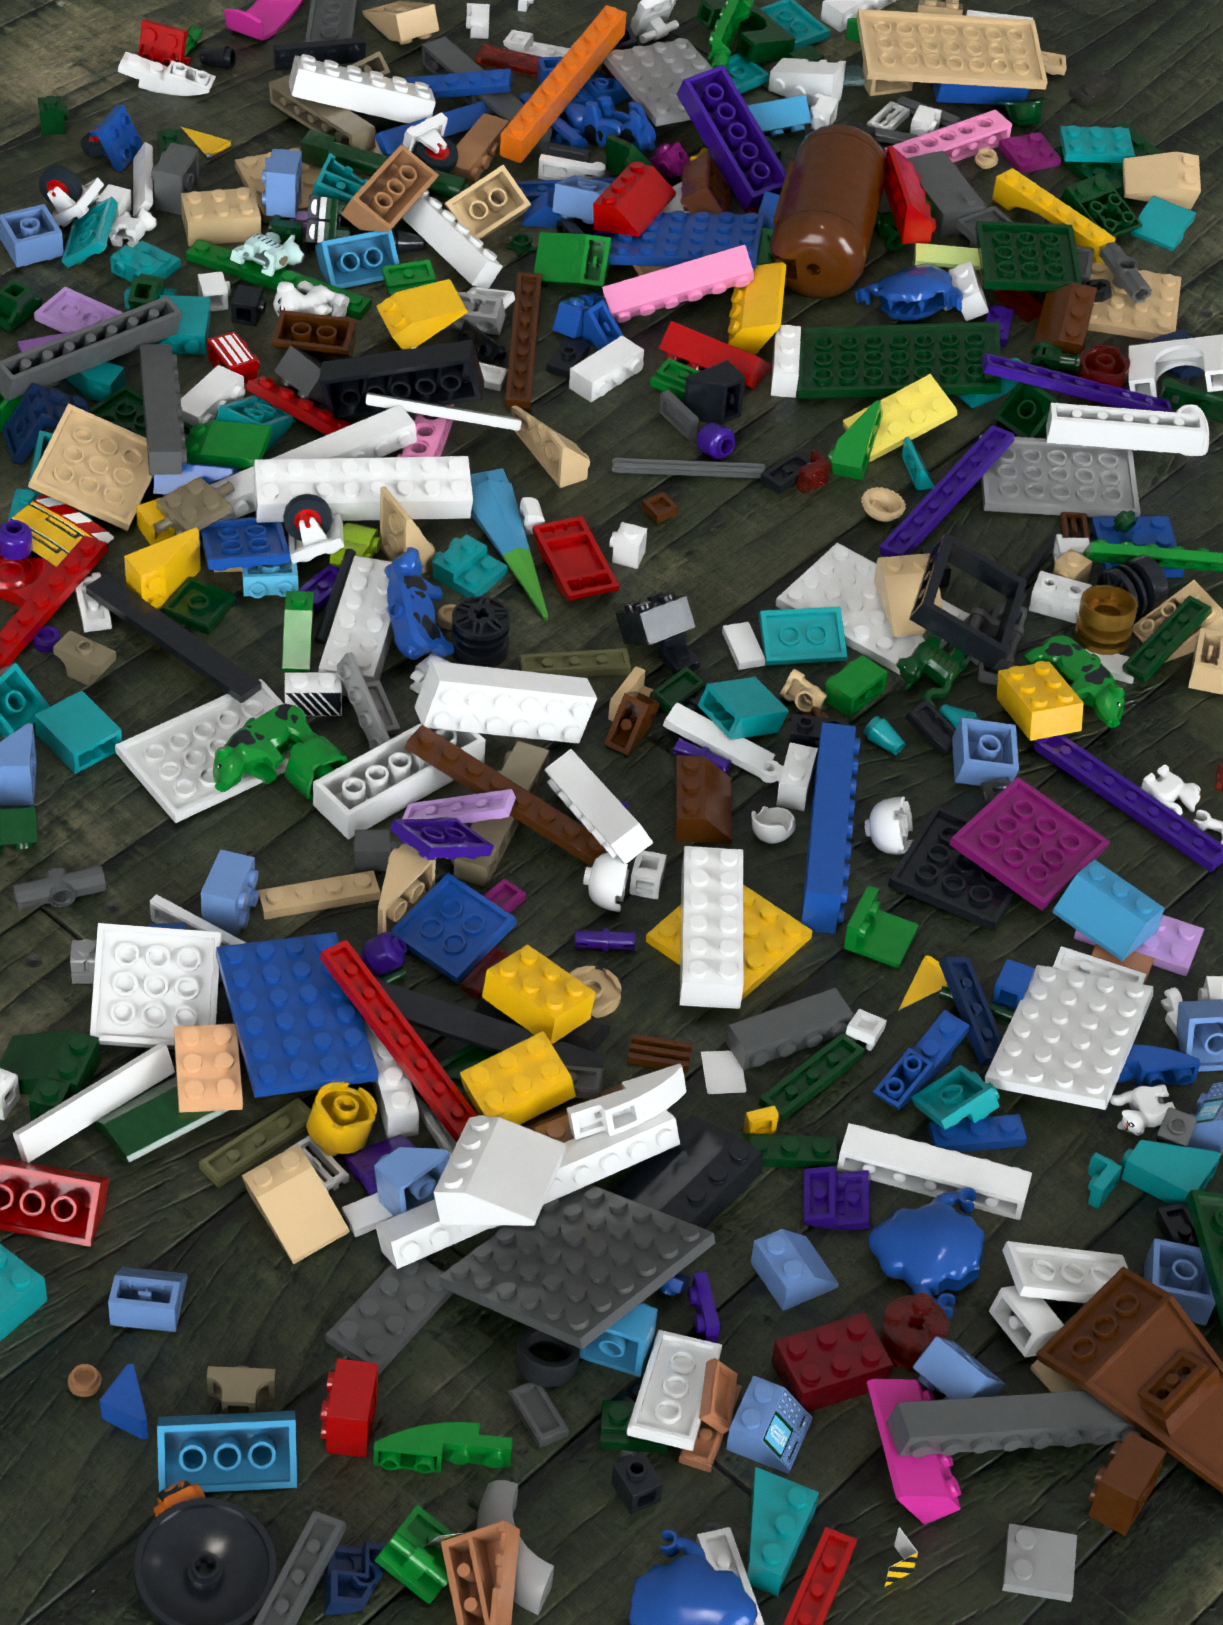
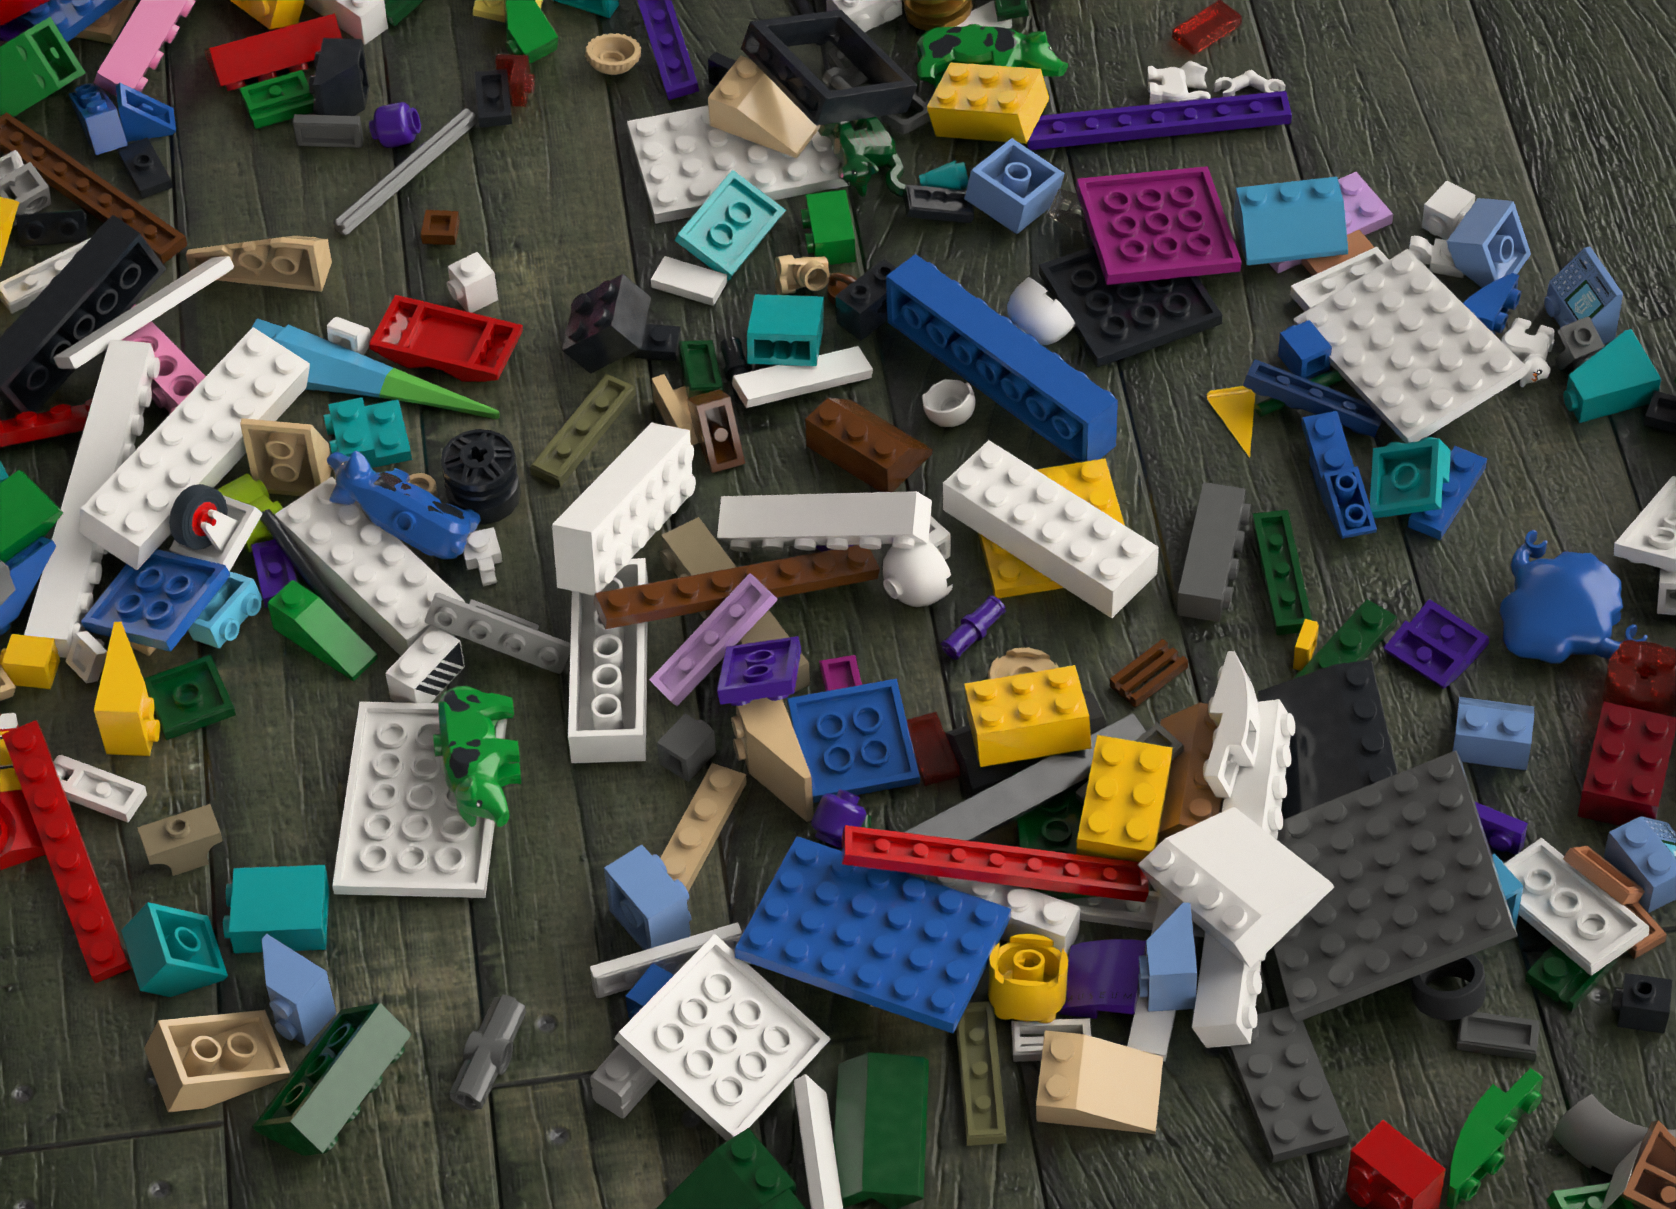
camera: 45 degrees left, 5 degrees up
(46, 639) = (106, 862): dark purple tile -> none
(173, 638) = (228, 743): black tile -> none
(193, 506) = (64, 610): dark tan plate -> none
(208, 1068) = (869, 1054): light nougat plate -> none
(312, 761) = (542, 724): green brick -> none
(606, 369) = (202, 146): white brick -> none
(688, 749) = (804, 405): dark purple pin -> none
(722, 1073) = (1209, 638): white sticker -> none
(793, 777) = (905, 347): white brick -> none
(866, 1028) = (1265, 492): white tile -> none
(878, 932) = (1154, 409): green bracket -> none
(882, 734) = (905, 245): teal cone -> none
(933, 1170) = (1469, 550): white brick -> none
(1104, 1180) = (1583, 432): teal bracket -> none

